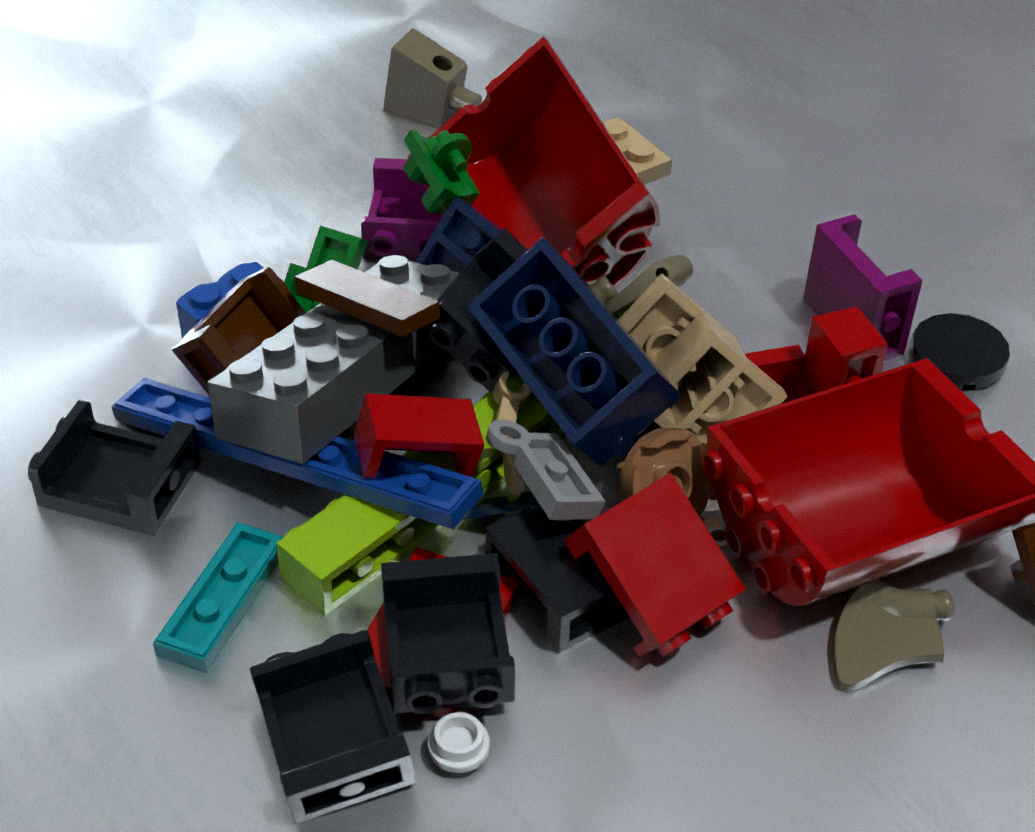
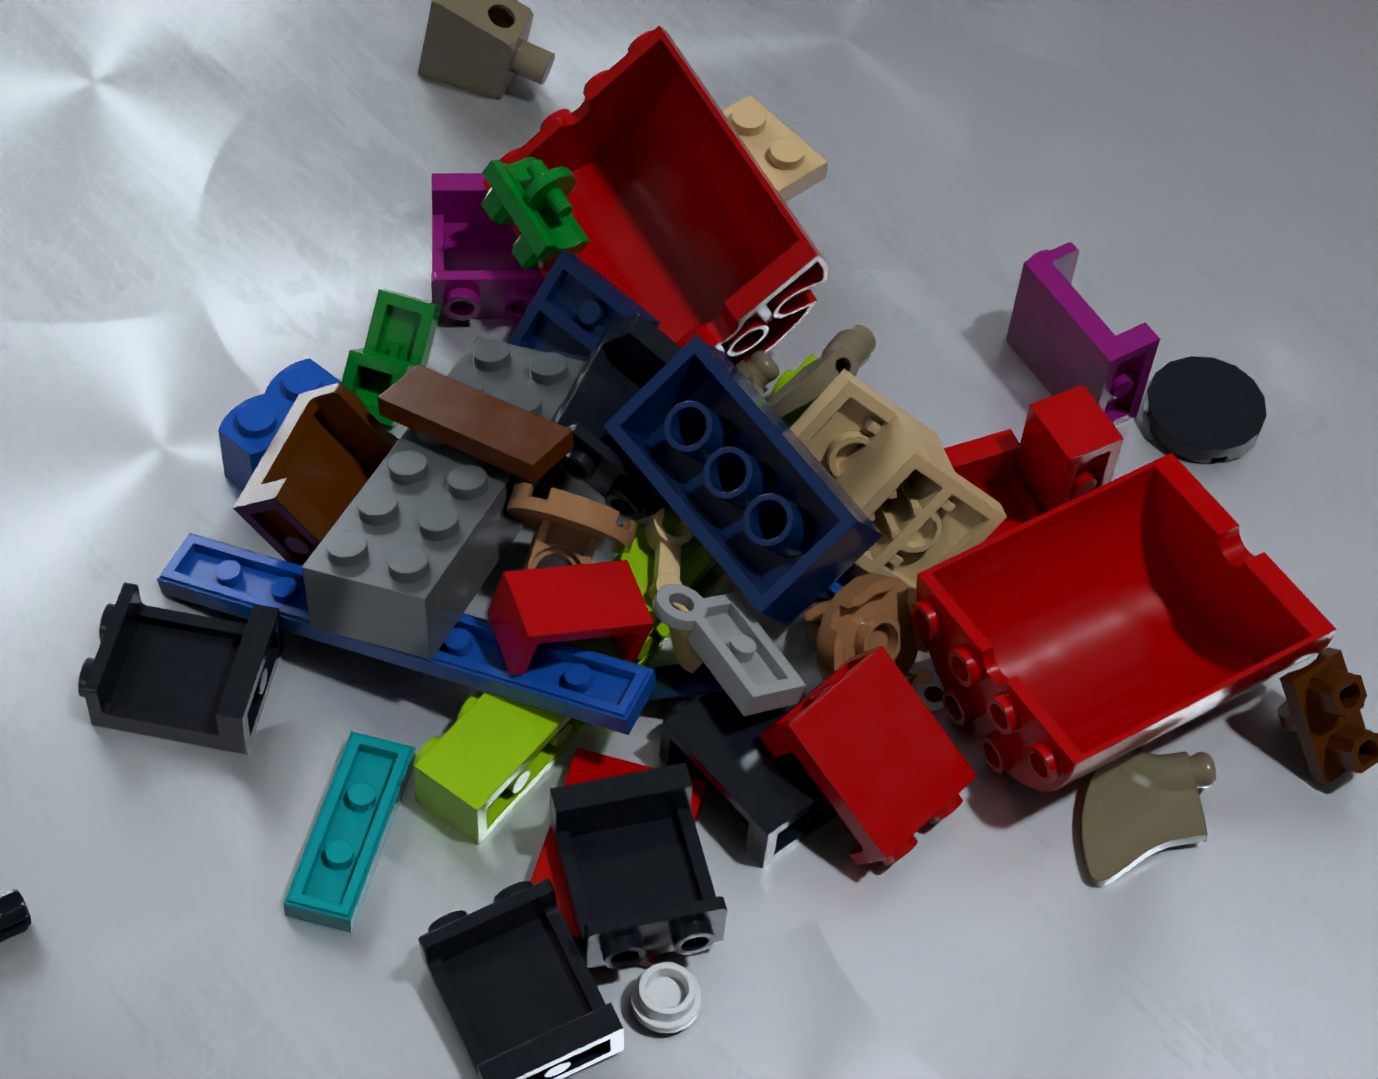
camera: 10 degrees left, 10 degrees up
(431, 371) = (568, 526): none -> medium nougat tile

